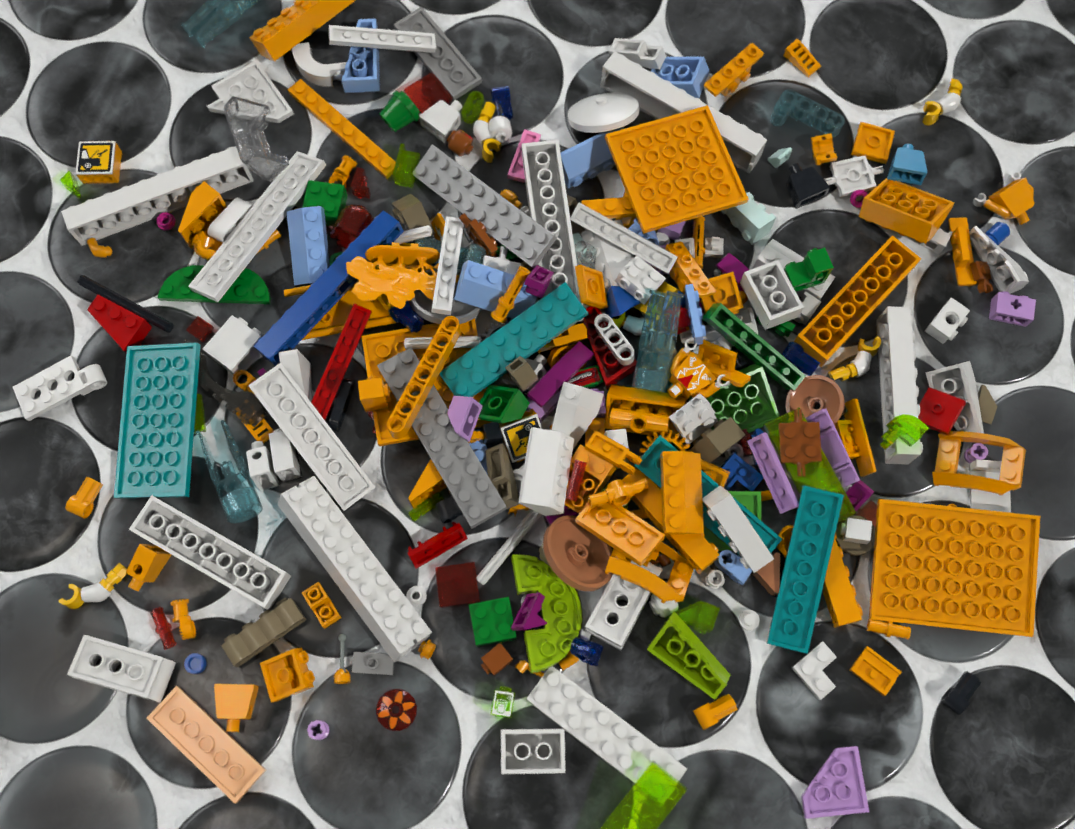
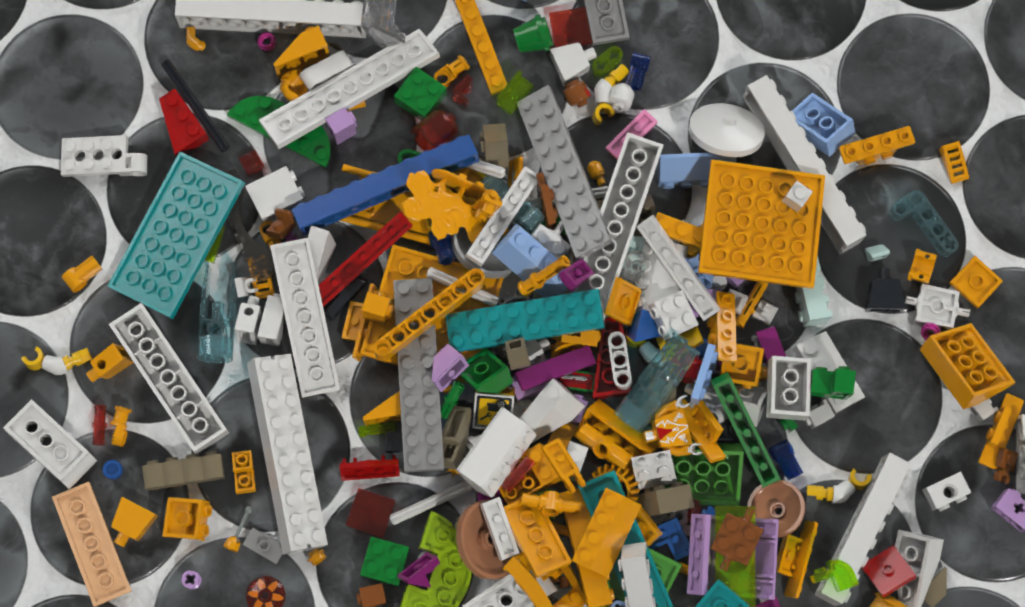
camera: 20 degrees right, 5 degrees up
(242, 438) = (243, 287): none -> white tile
(252, 367) = (283, 224): none -> dark orange bracket
(265, 258) = (341, 125): none -> lavender brick
(308, 244) = (385, 131): light blue slope -> none
(363, 425) = (356, 326): none -> light orange bracket
(418, 602) = (336, 505): white plate -> none
(429, 260) = (486, 205): none -> light orange hips
(481, 443) = (451, 399): none -> green axle
(583, 537) = (499, 528): none -> white plate
(639, 52) = (795, 81): white slope -> none
(695, 129) = (797, 196): none -> white brick
(857, 300) = (870, 431): light orange brick -> none
(908, 165) = (995, 322): dark azure torso -> none

